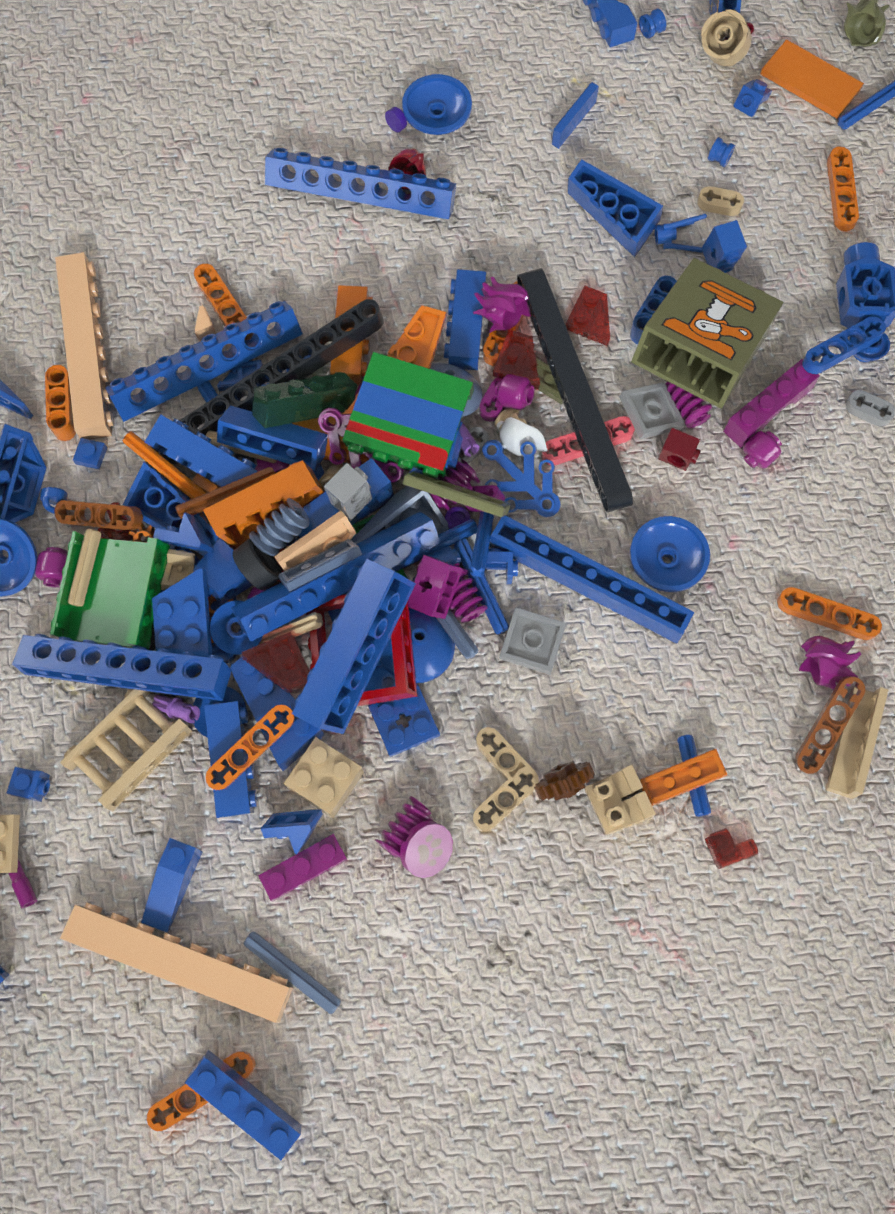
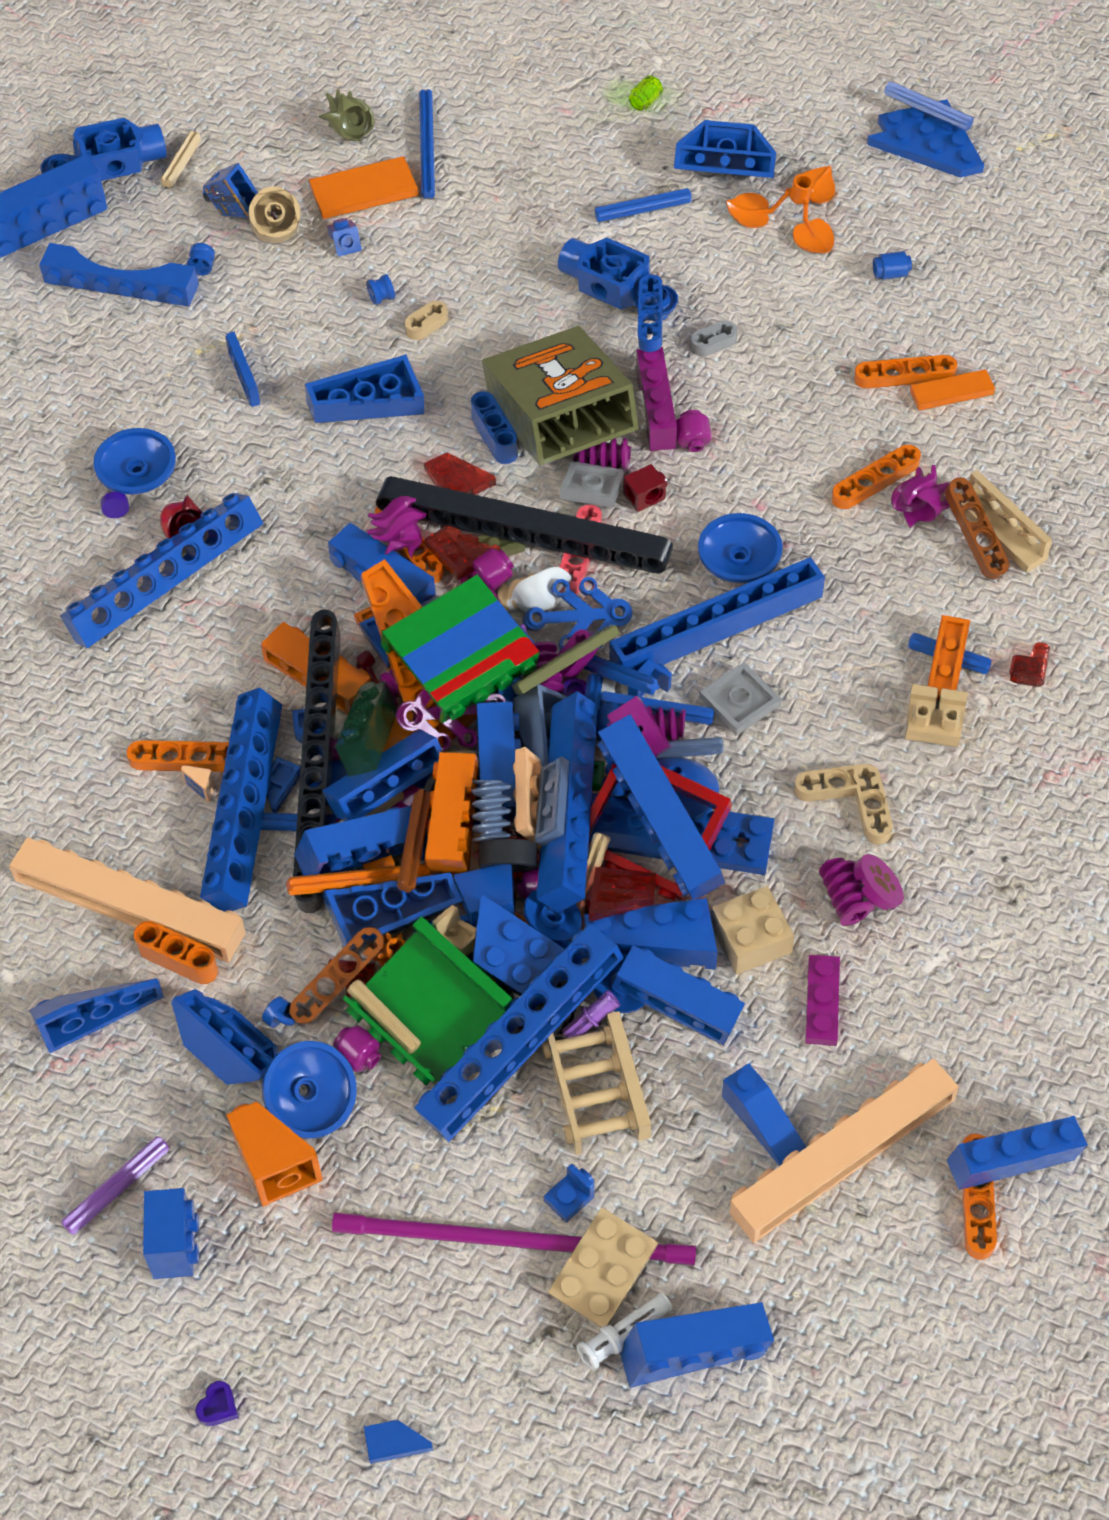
camera: 55 degrees left, 15 degrees down
(90, 453) = (252, 959): blue plate -> none
(189, 535) = (441, 891): blue slope -> none
(254, 751) = (690, 958): orange beam -> none
(292, 972) = (903, 1064): sand blue axle -> none
(295, 825) = (785, 968): blue slope -> none
(349, 490) = (506, 727): light grey brick -> none
(564, 780) = (891, 740): reddish brown gear -> none
(667, 232) = (427, 372): blue plant -> none
(724, 246) = (483, 337): blue brick -> none
(842, 188) = (516, 245): orange beam -> none

